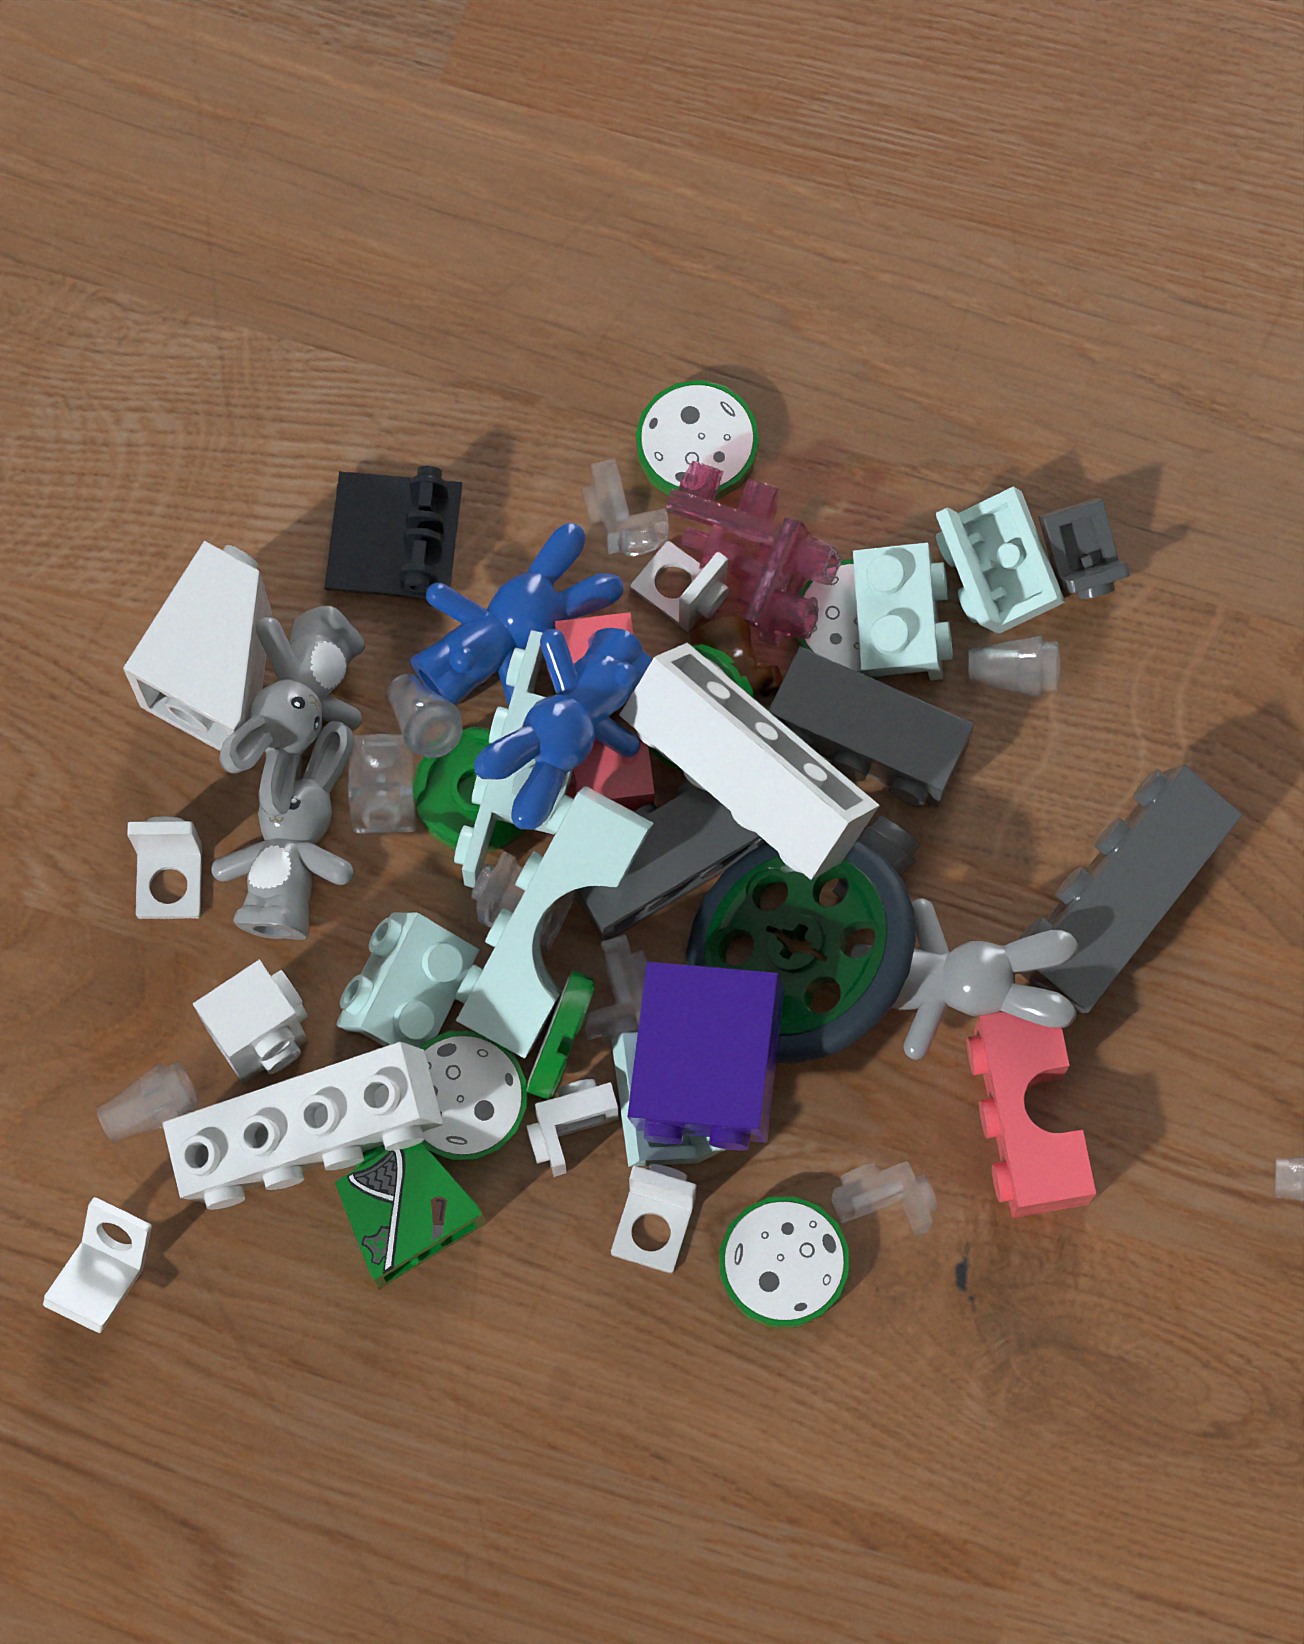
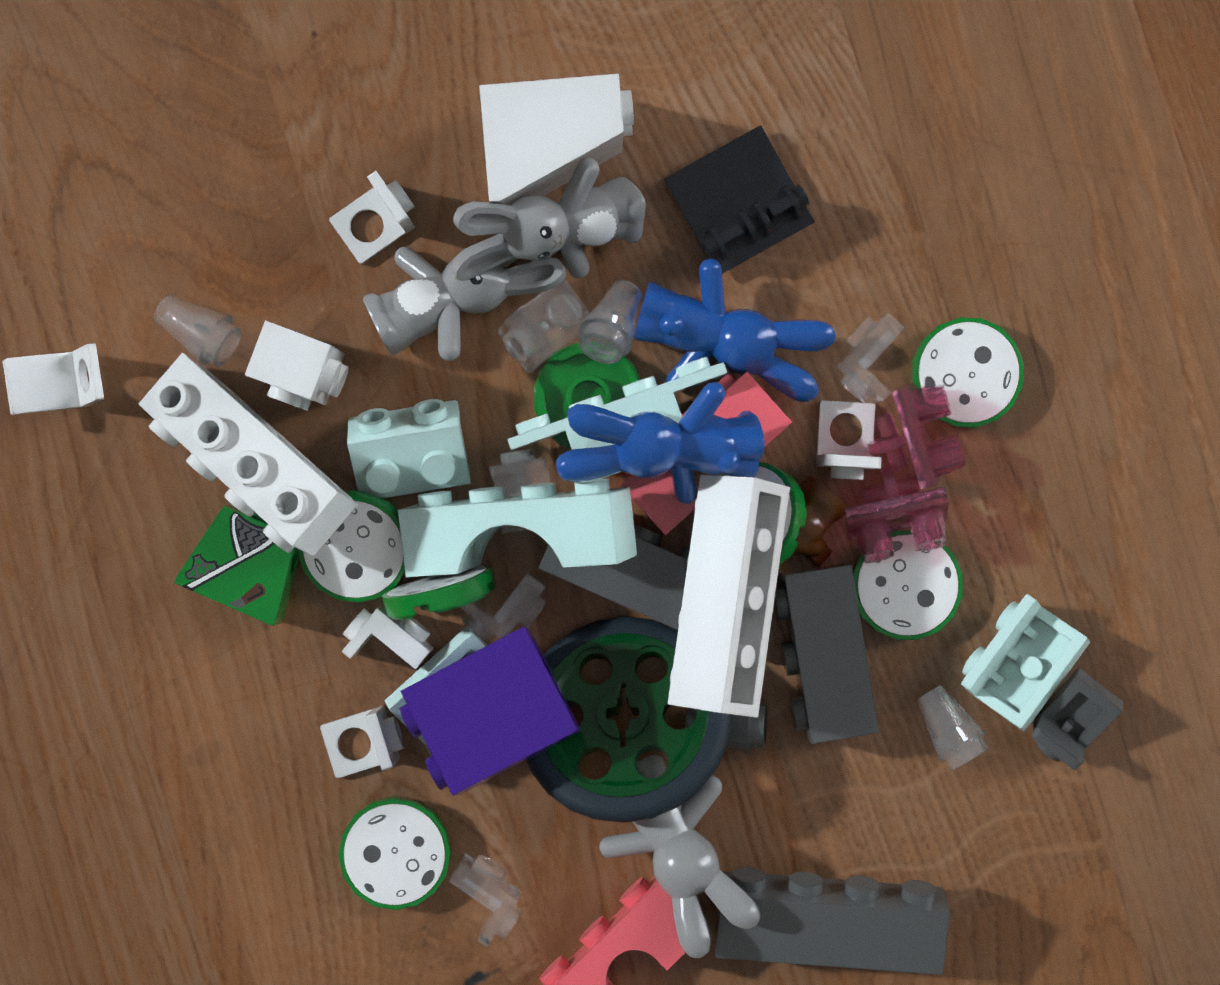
camera: 60 degrees right, 15 degrees up
(900, 611) = (932, 615): light aqua bracket -> none

